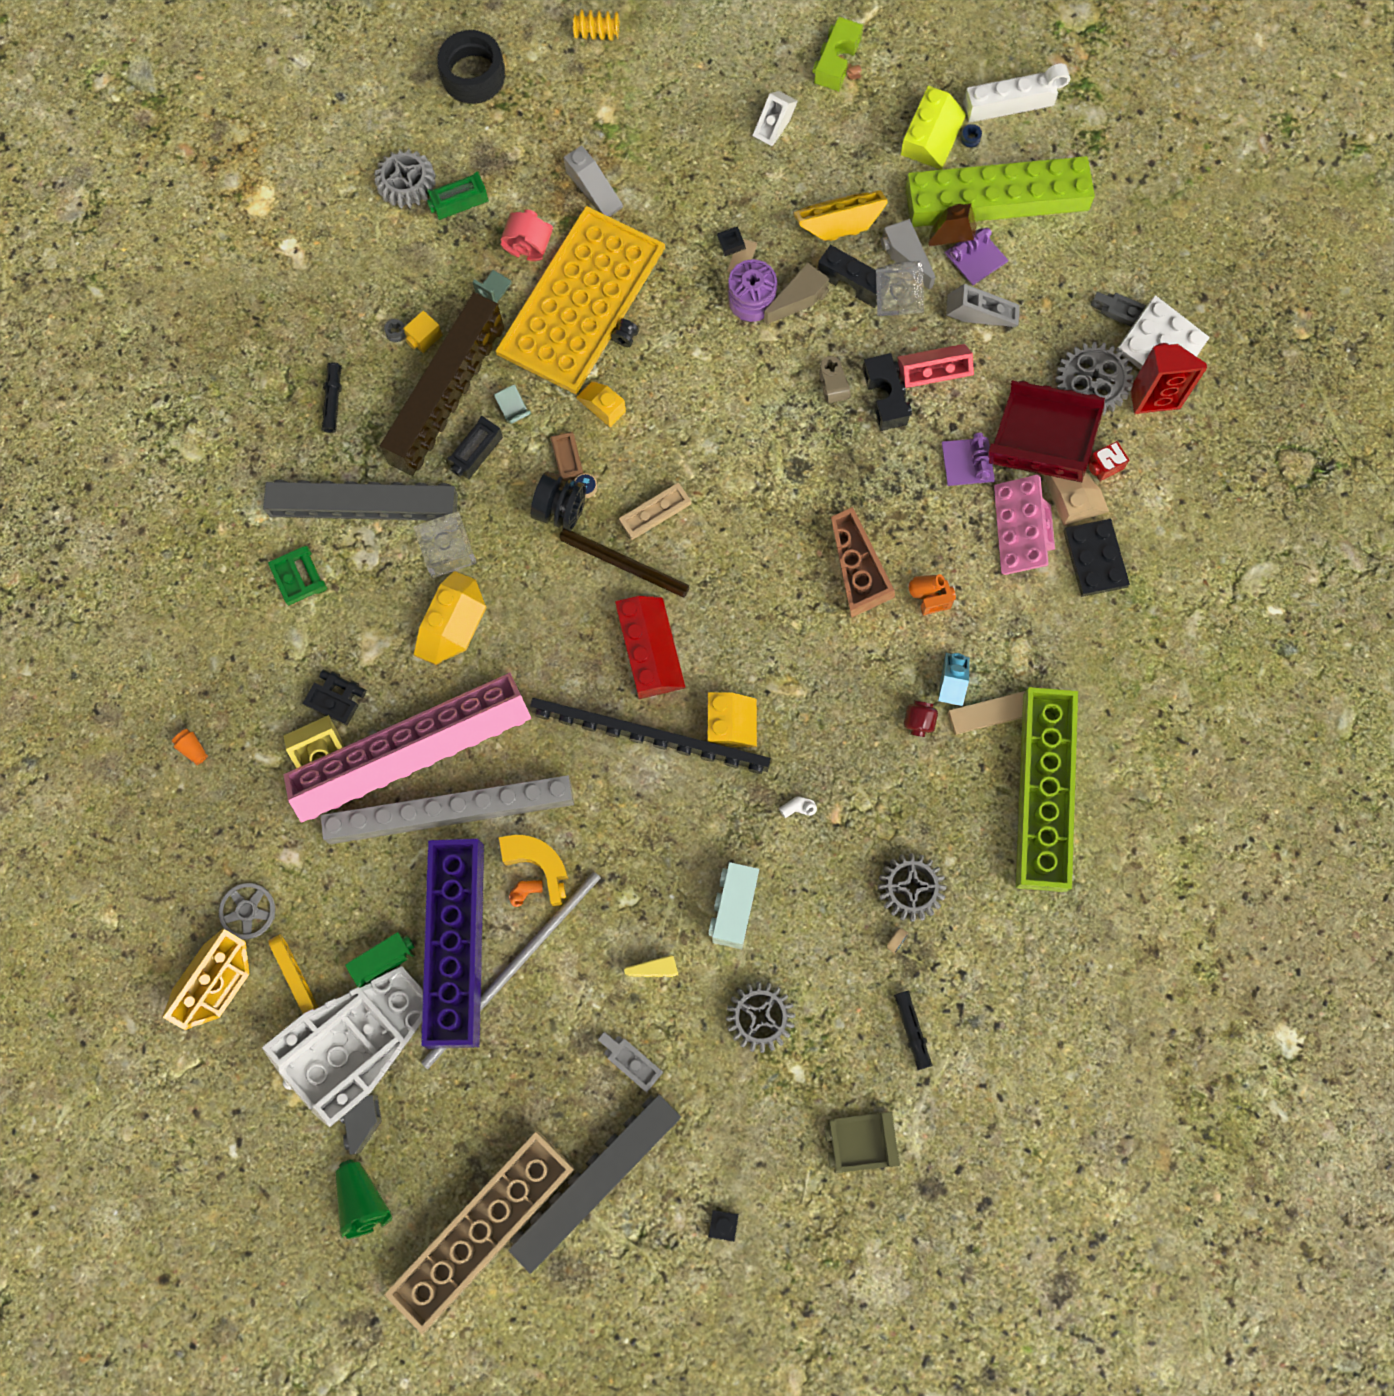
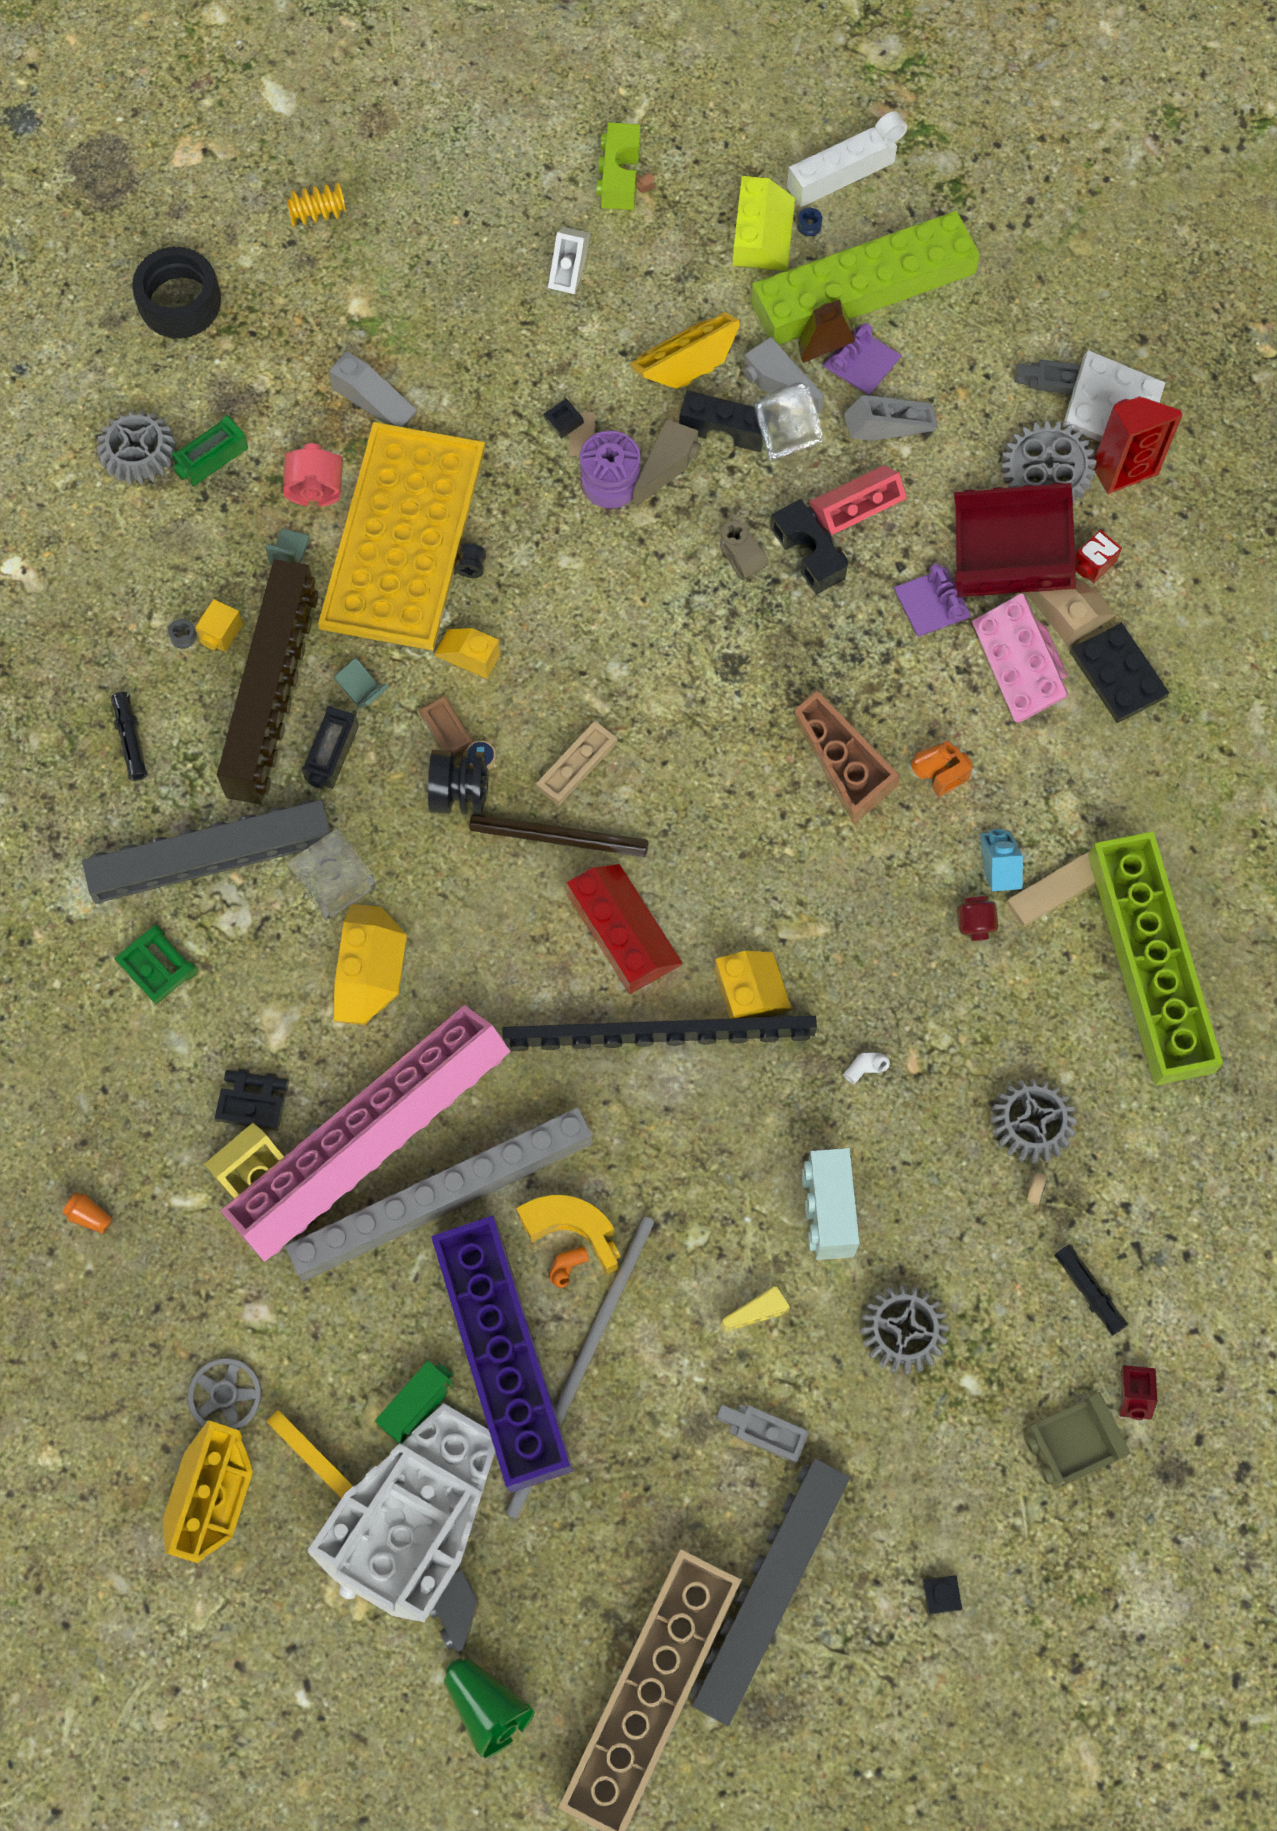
camera: 20 degrees left, 5 degrees down
(923, 1119) = (1138, 1392): none -> dark red bracket

